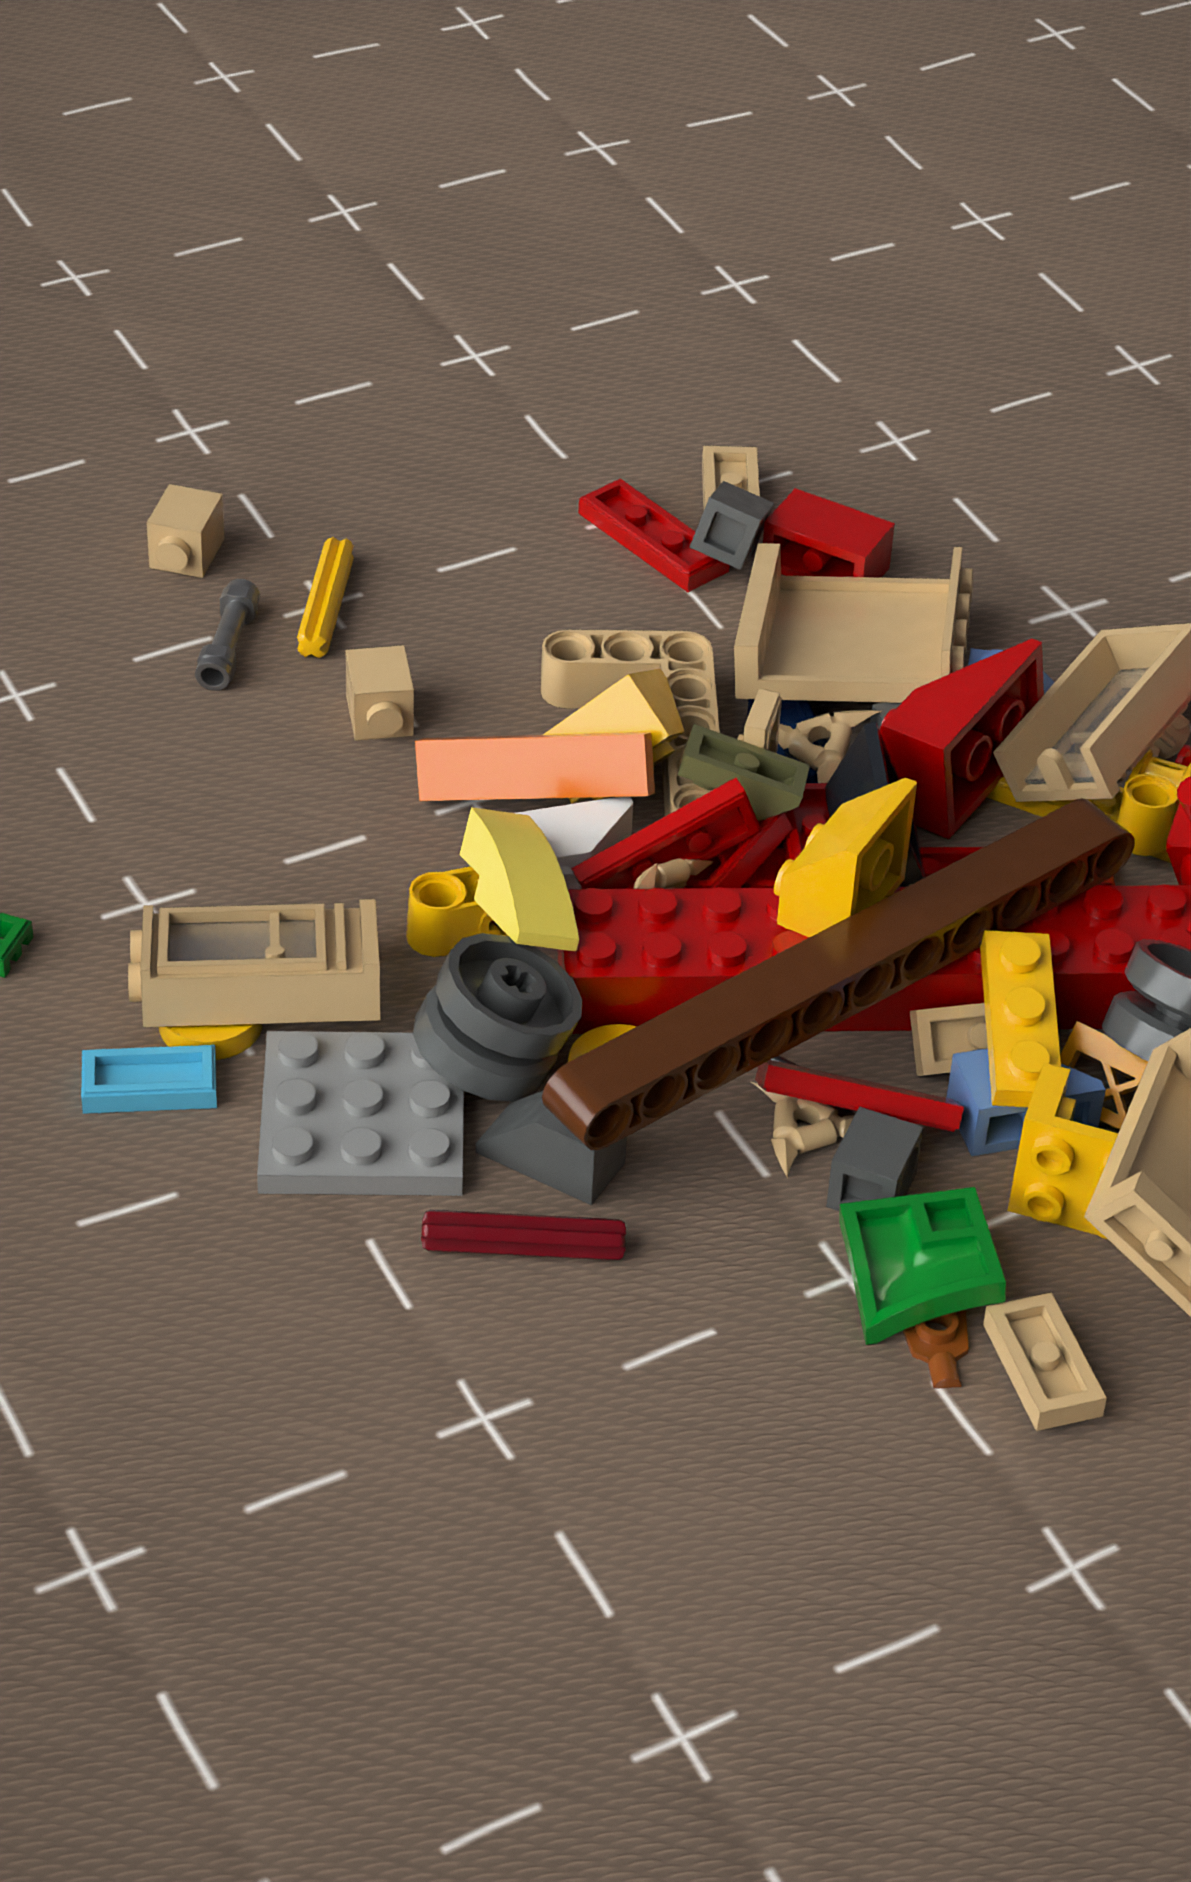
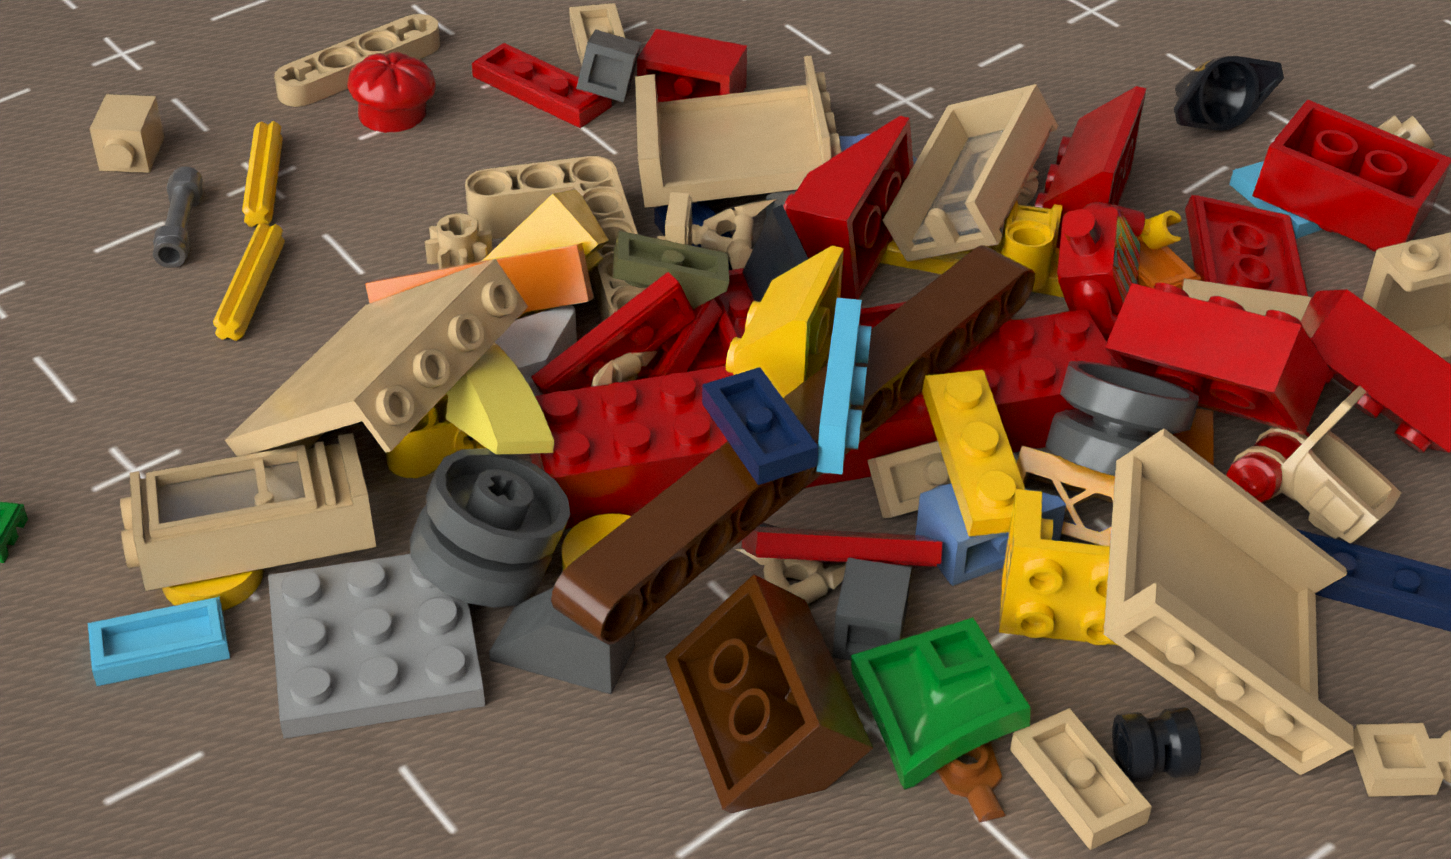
camera: 10 degrees left, 0 degrees up
(293, 718) = (249, 282): none -> yellow axle
(379, 692) = (325, 247): tan brick -> none
(397, 493) = (329, 69): none -> tan beam
(423, 830) = (388, 363): none -> tan panel
(482, 520) = (391, 91): none -> red piece
(523, 708) = (457, 241): none -> tan gear
(523, 1235) = (553, 737): dark red axle -> none
(744, 1231) = (766, 699): none -> reddish brown slope
(787, 955) = (759, 425): none -> dark blue plate
(882, 927) = (843, 386): none -> medium azure plate
(1131, 1342) = (1157, 744): none -> black wheel

